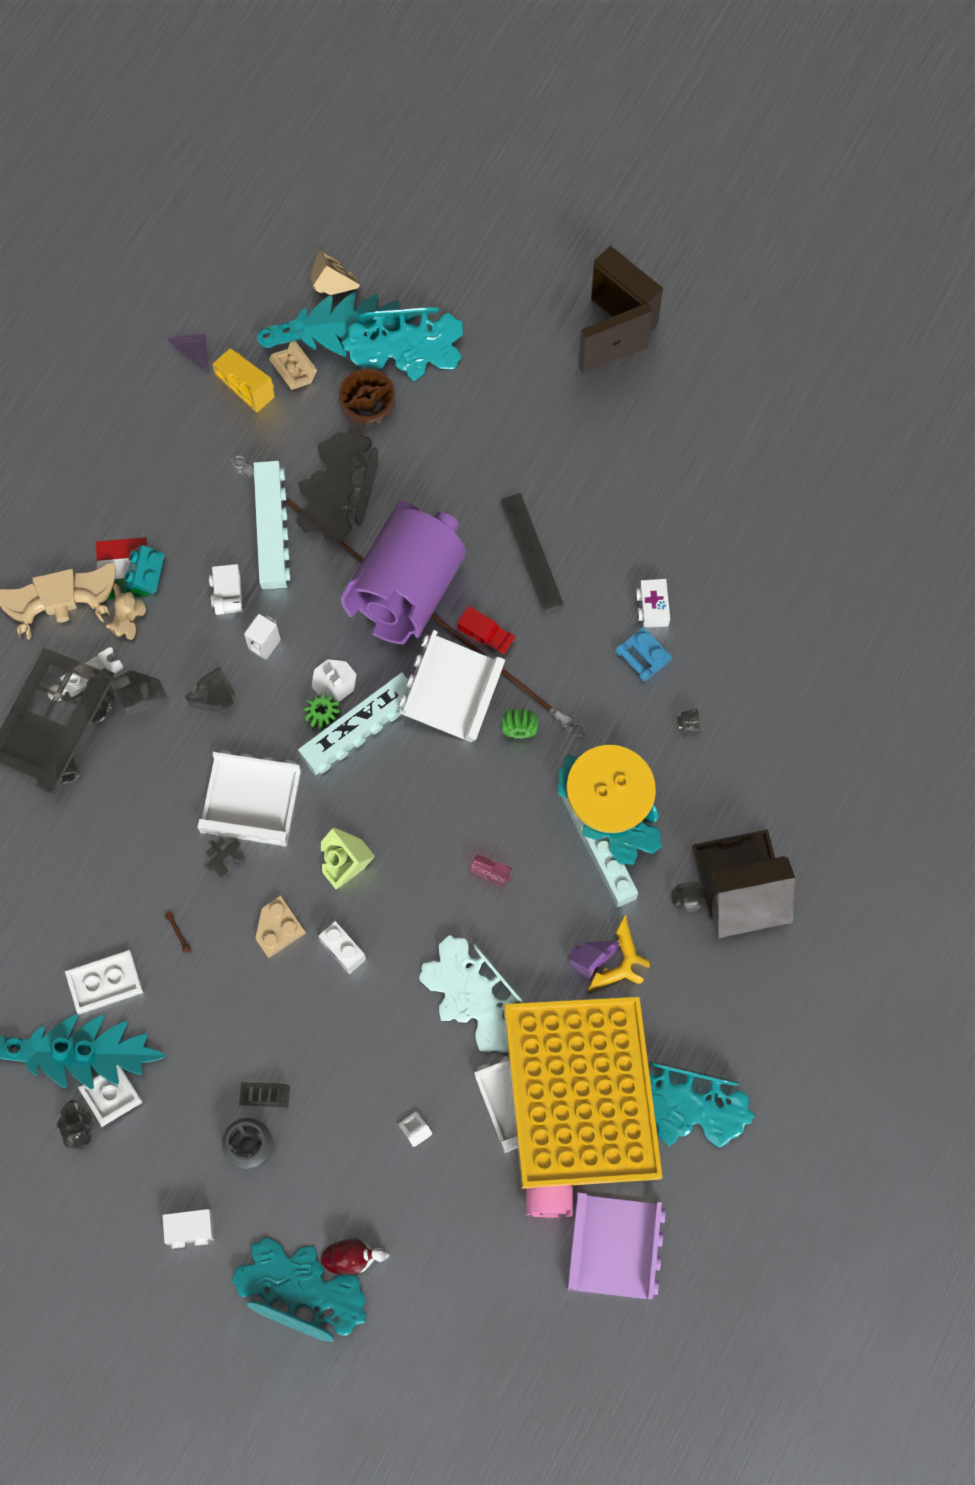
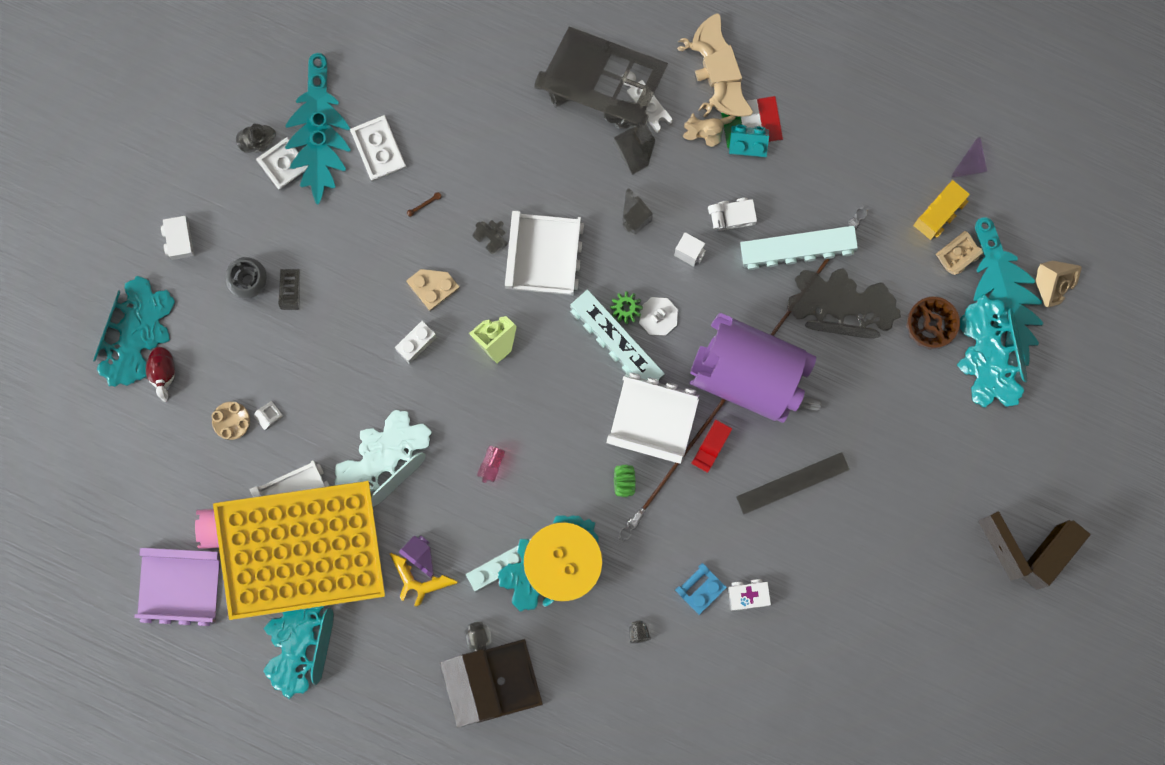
camera: 85 degrees right, 10 degrees up
(418, 1173) = (230, 420): none -> tan dish

